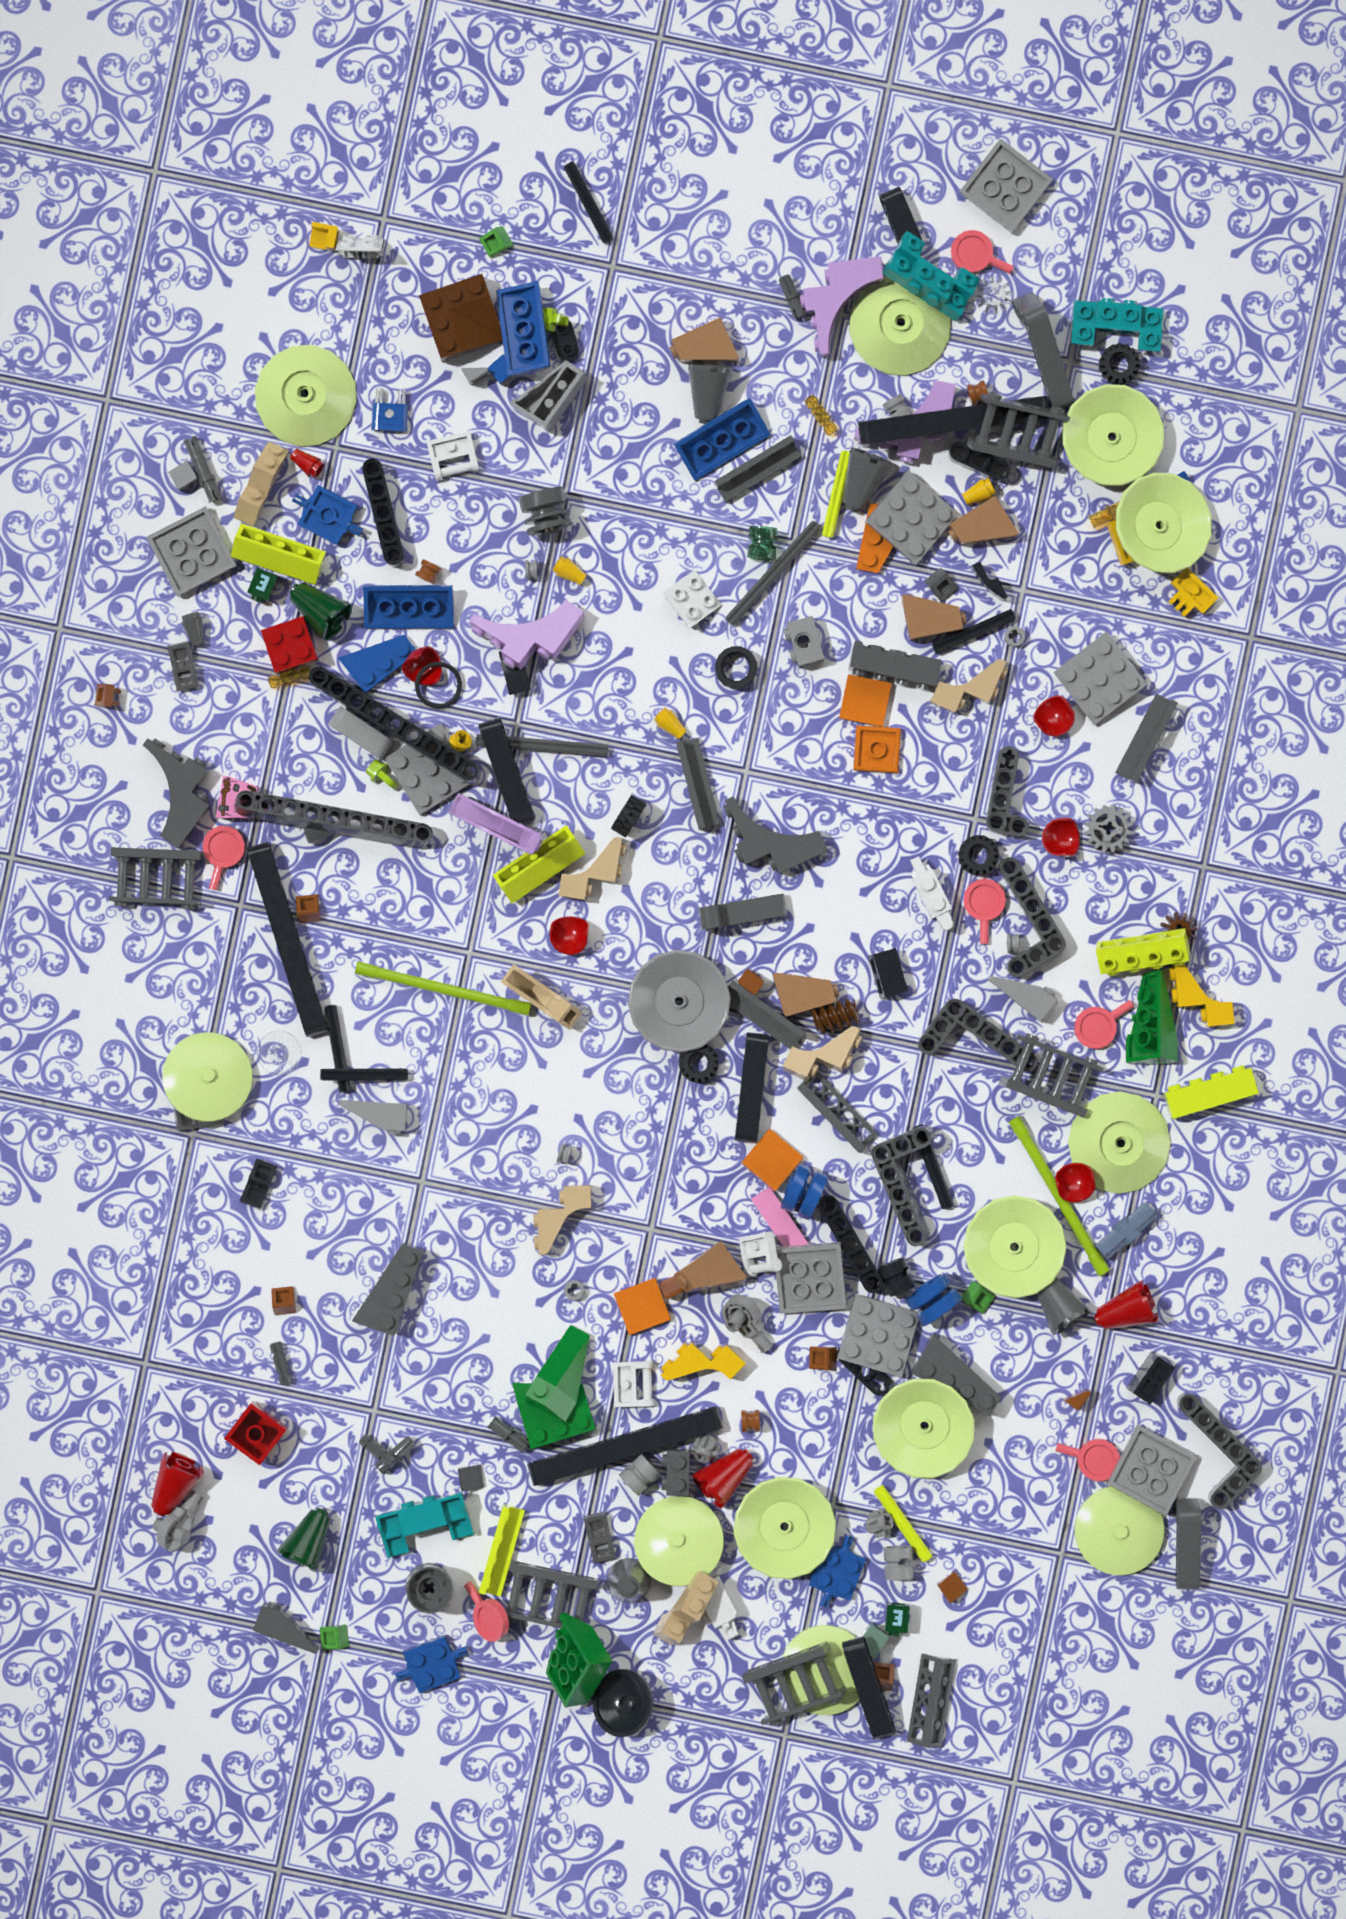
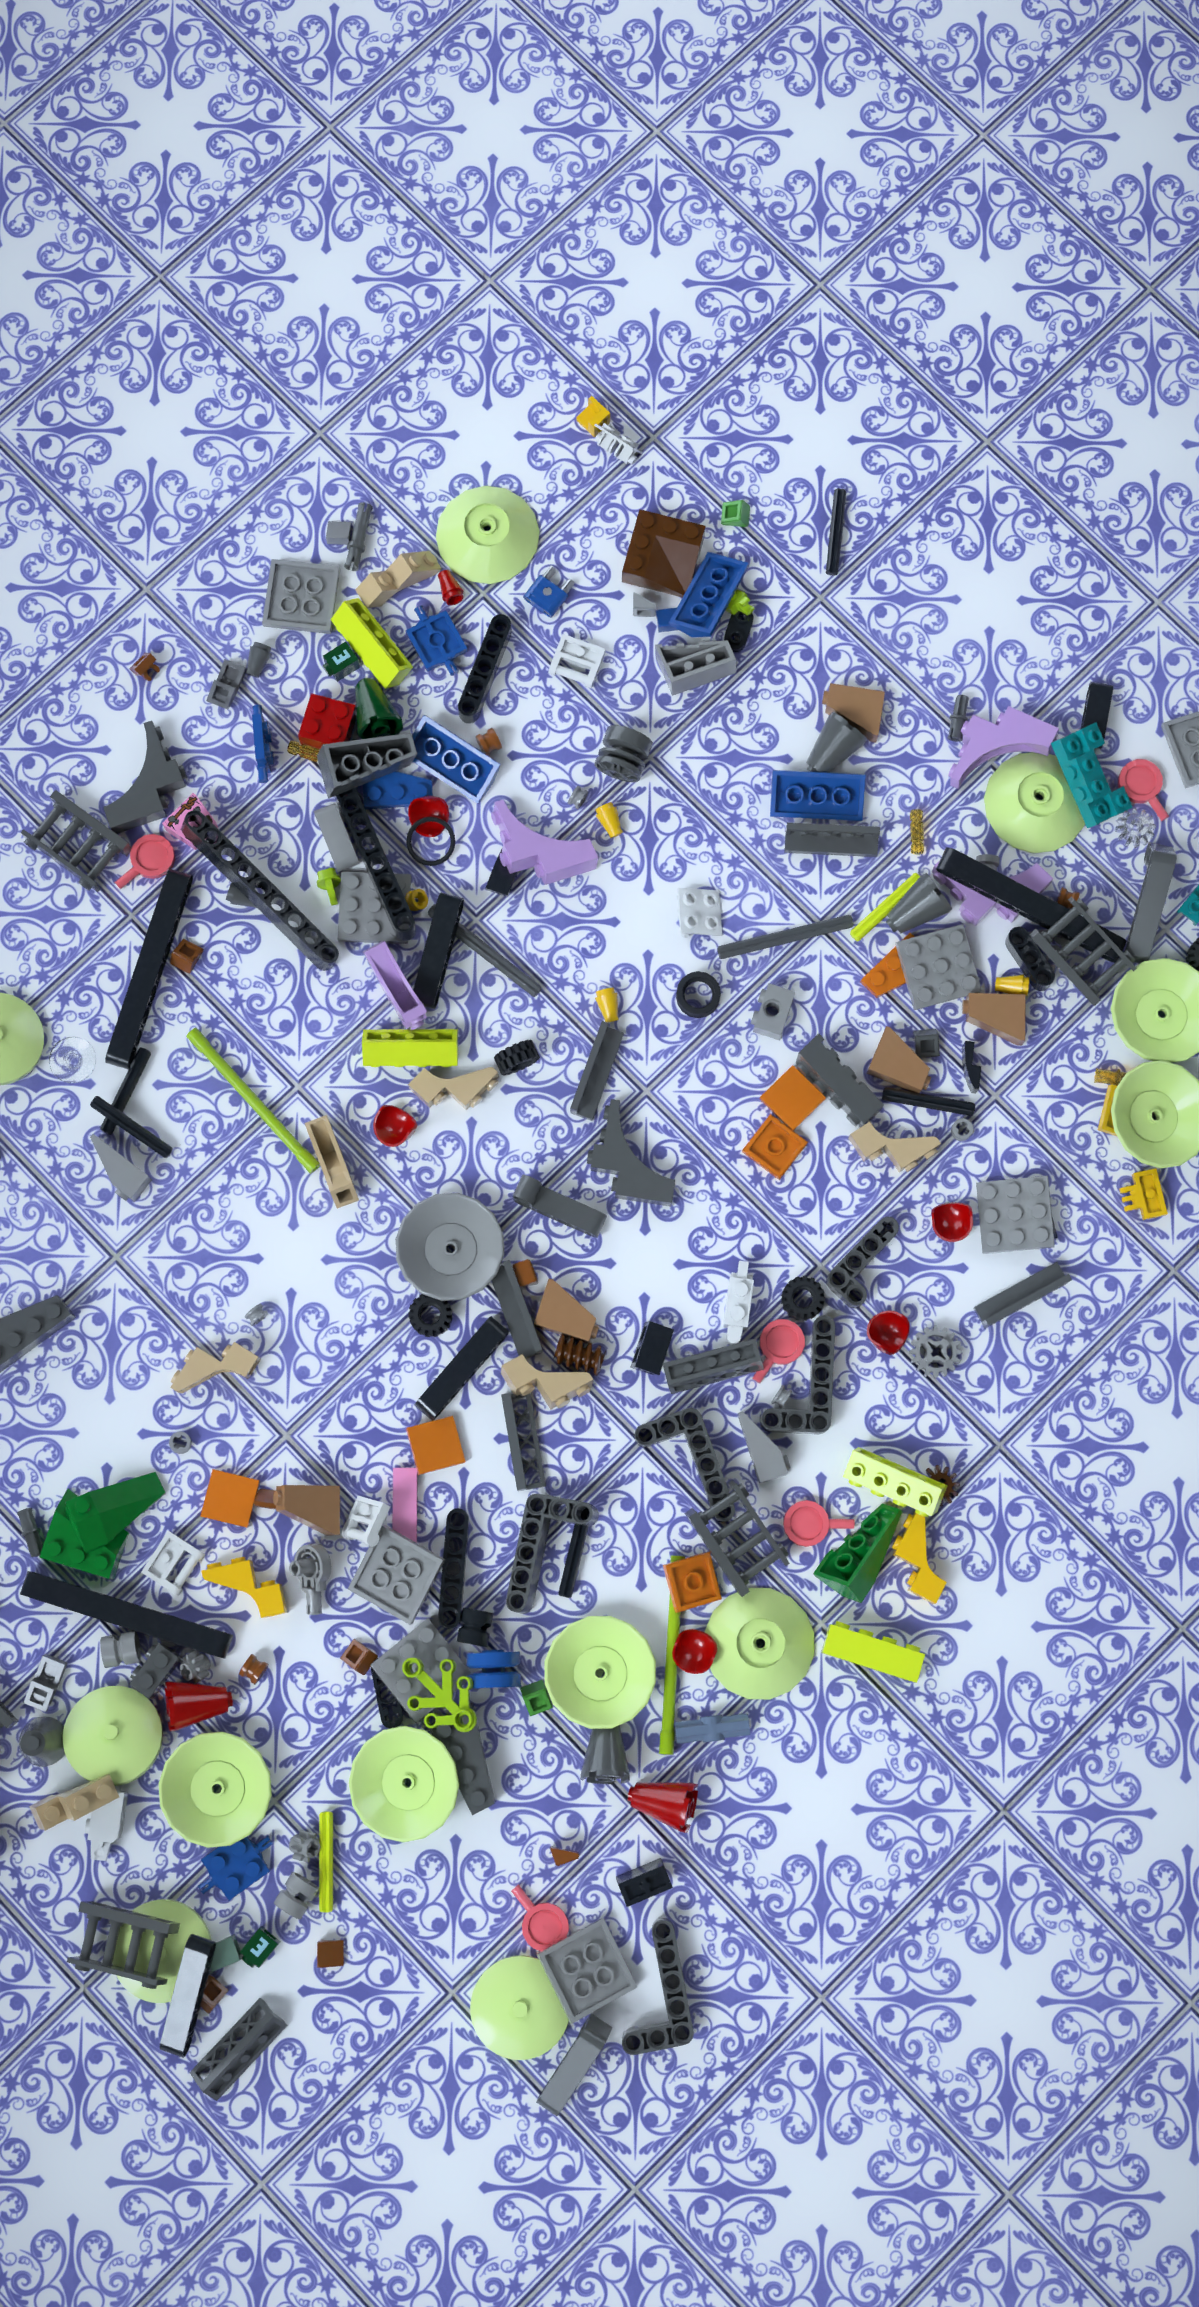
camera: 30 degrees right, 10 degrees down
(245, 690) = (262, 741): none -> blue plate
(340, 663) = (362, 761): none -> dark grey wedge
(762, 543) = (795, 901): clear green wheel -> none
(800, 1190) = (442, 1489): blue wheel -> none
(910, 1345) = (443, 1696): none -> lime plant
(944, 956) = (713, 1366): none -> dark grey fence
(1038, 1131) = (692, 1582): none -> orange tile

